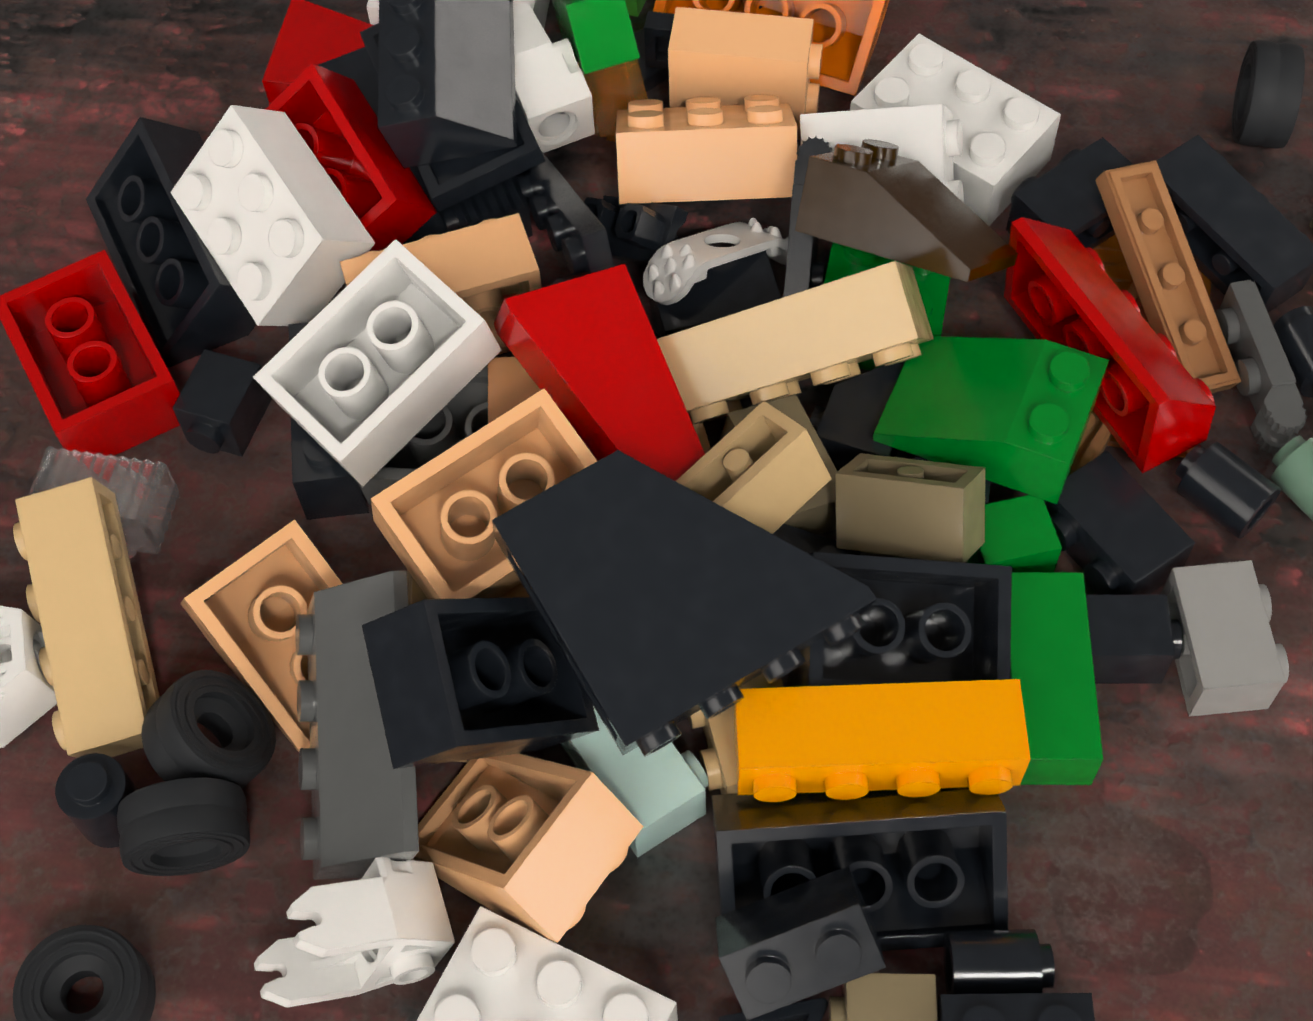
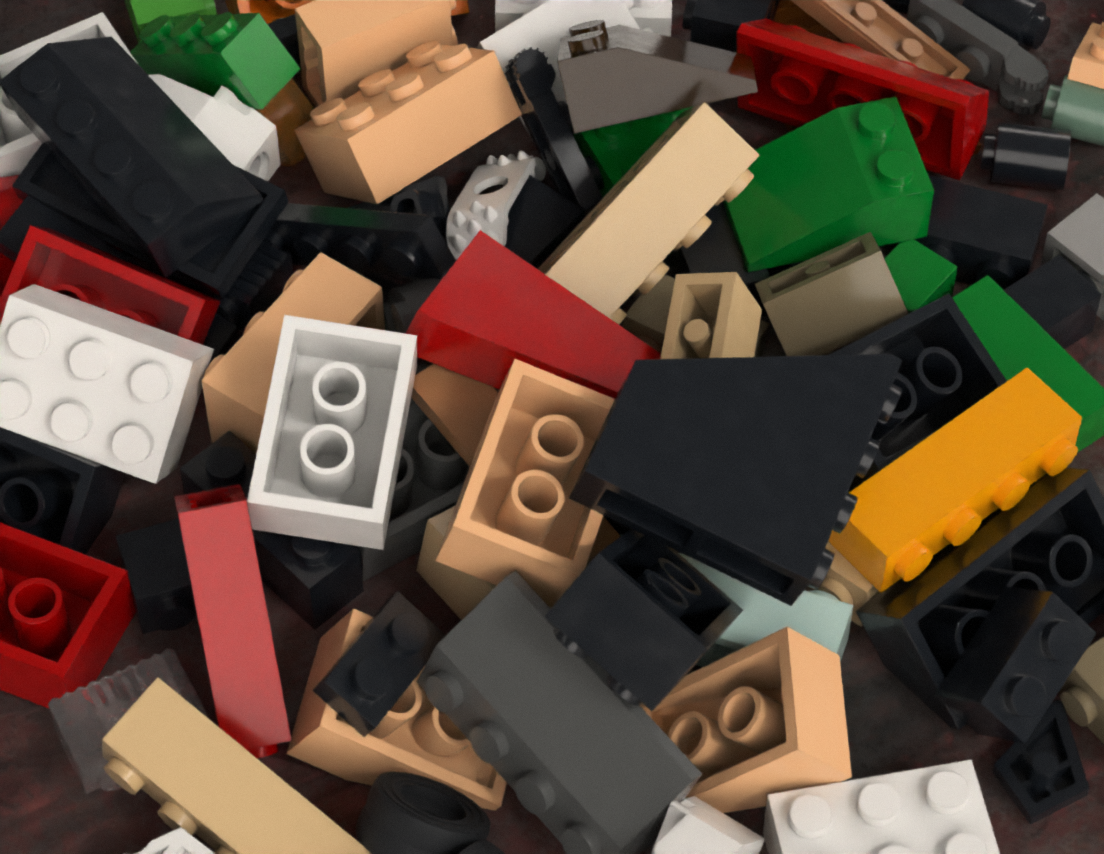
camera: 40 degrees left, 5 degrees down
(207, 467) = (233, 618): none -> slope
(273, 577) = (379, 664): none -> black plate

